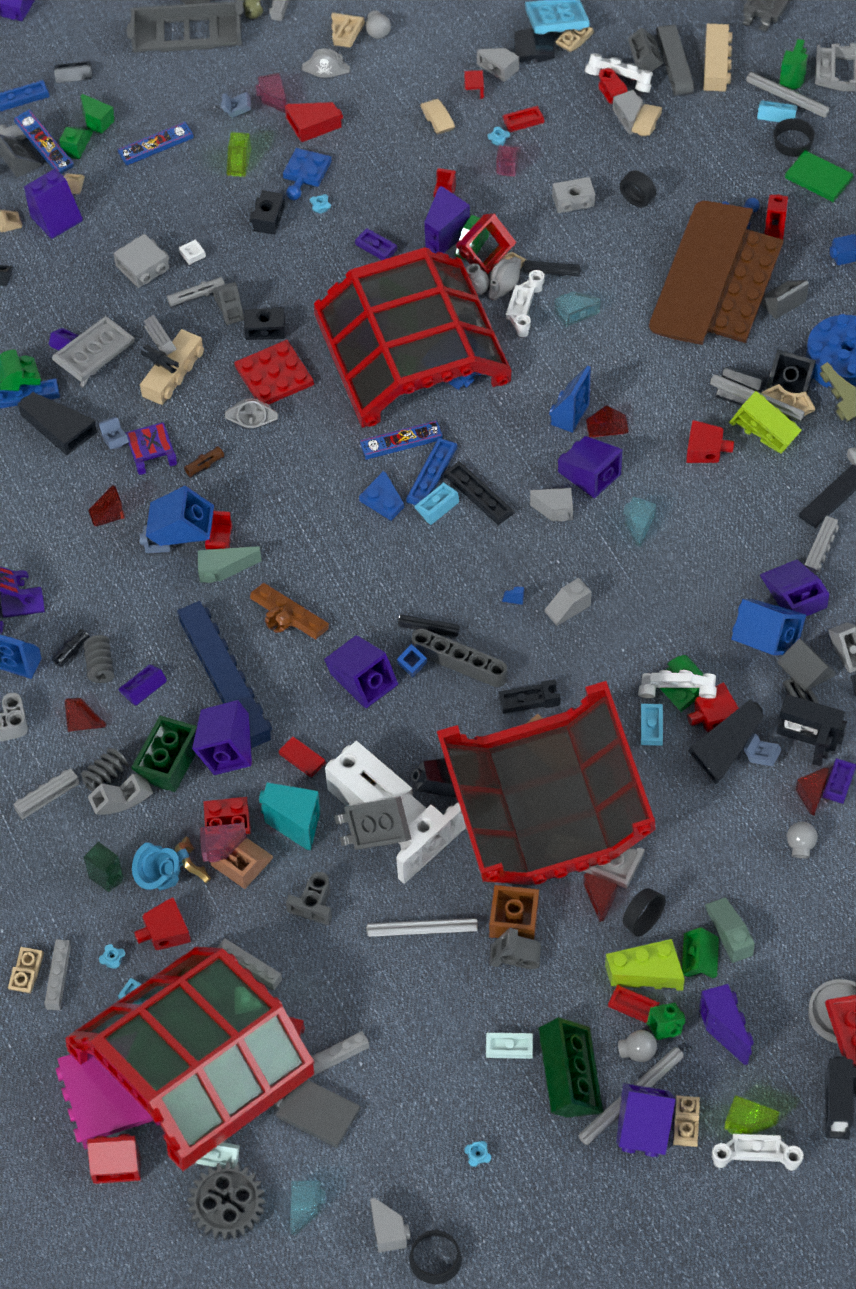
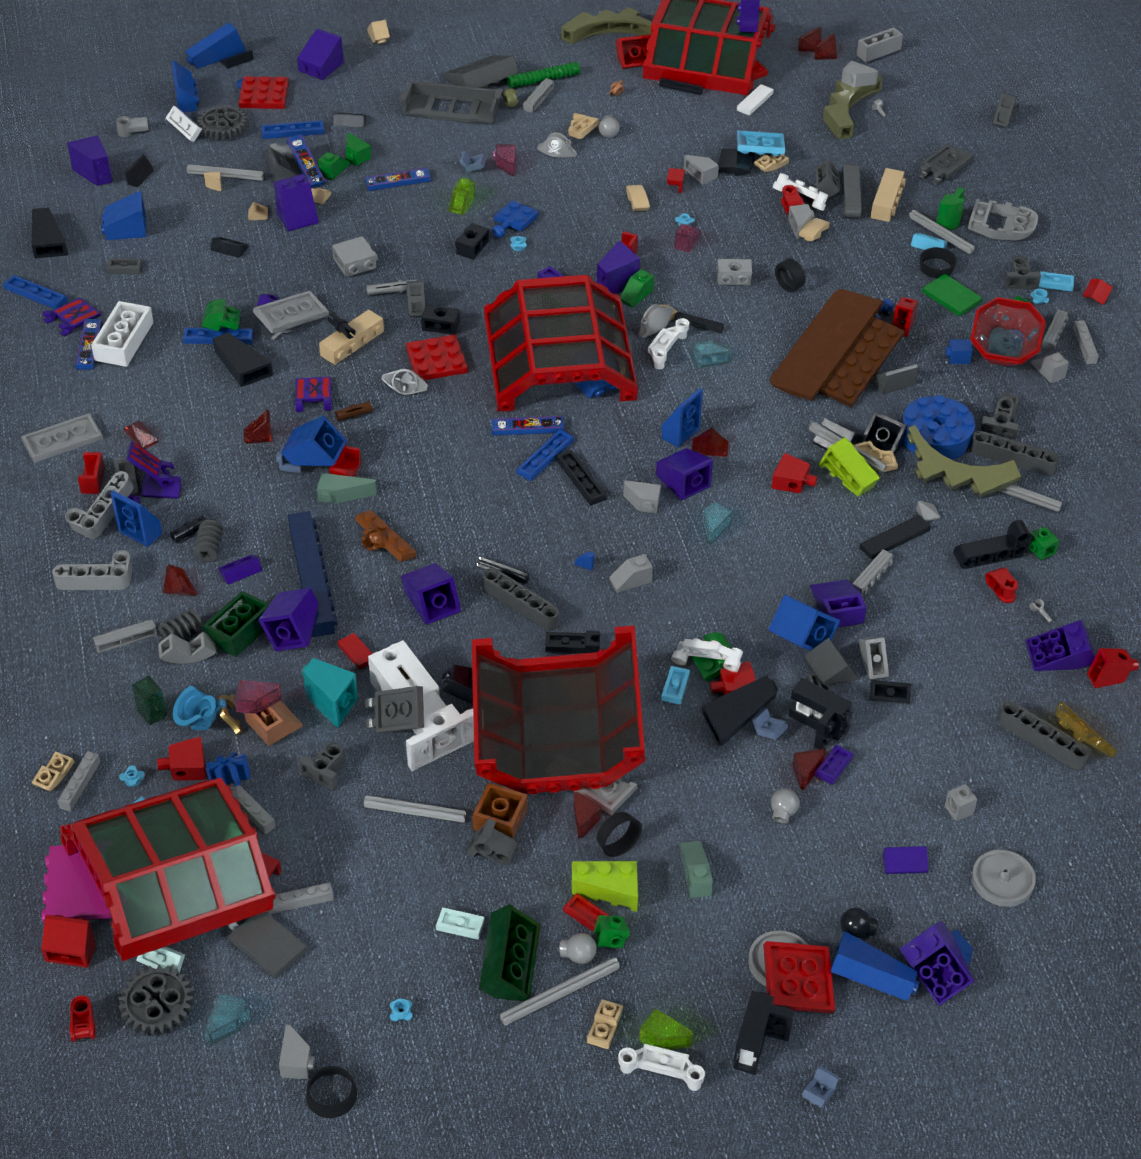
camera: 10 degrees right, 10 degrees down
(112, 433) = (284, 375): sand blue bracket -> none
(158, 1243) = (81, 1023): none -> red piece
(159, 335) = (348, 310): light grey piece -> none
(192, 252) = (399, 258): white plate -> none
(216, 929) = (229, 769): none -> blue gear
(227, 812) = (276, 675): red slope -> none
(313, 119) = (533, 182): red slope -> none
(382, 497) = (496, 465): blue wing -> none
(412, 660) = (477, 592): blue brick -> none
(437, 503) = (542, 478): medium azure slope -> none
(478, 278) = (631, 316): light grey piece -> none
(498, 232) = (659, 285): red window -> none
(523, 119) = (710, 212): red tile -> none
(644, 1119) = (563, 1012): dark purple slope -> none
(700, 953) = (662, 882): green panel -> none
(725, 1021) = (666, 942): dark purple slope -> none

